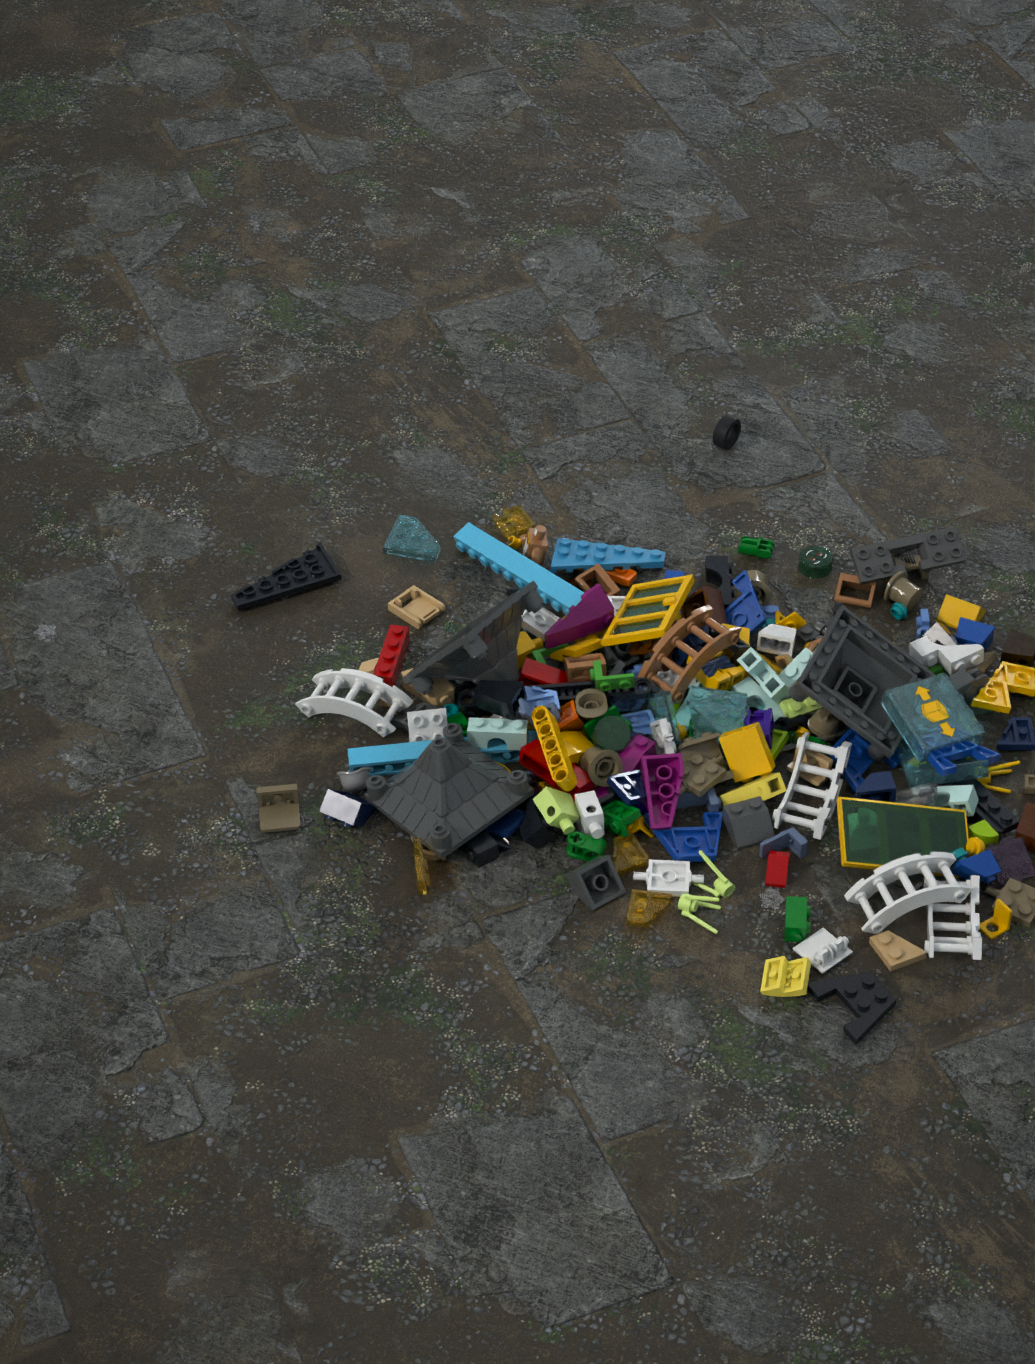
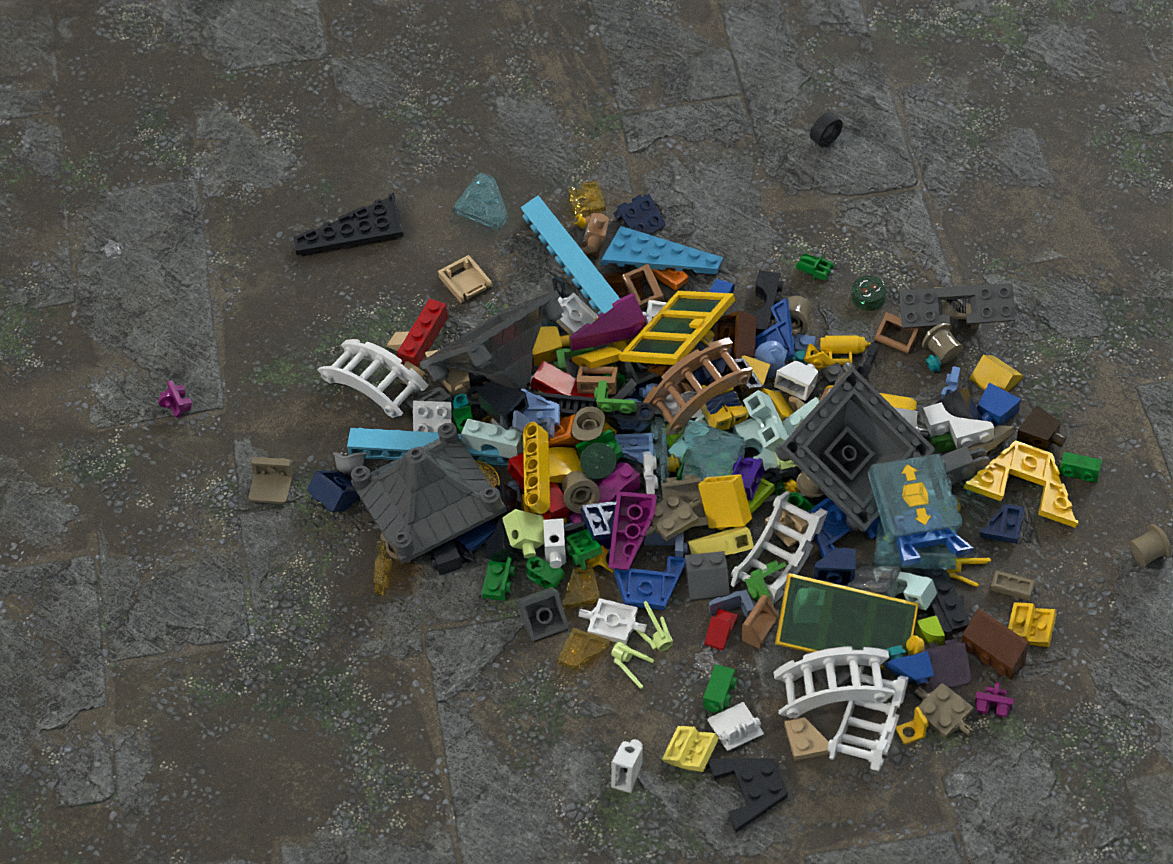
camera: 15 degrees right, 10 degrees up
(154, 752) = (172, 399): none -> magenta hips
(540, 861) = (497, 580): none -> green bracket
(572, 525) = (640, 214): none -> dark blue bracket
(730, 994) = (630, 757): none -> white torso
(747, 619) = (773, 354): none -> medium blue hair
(802, 819) = (756, 583): none -> bright green bracket
(809, 608) = (843, 345): none -> yellow piece
(815, 854) = (759, 622): none -> medium nougat tile

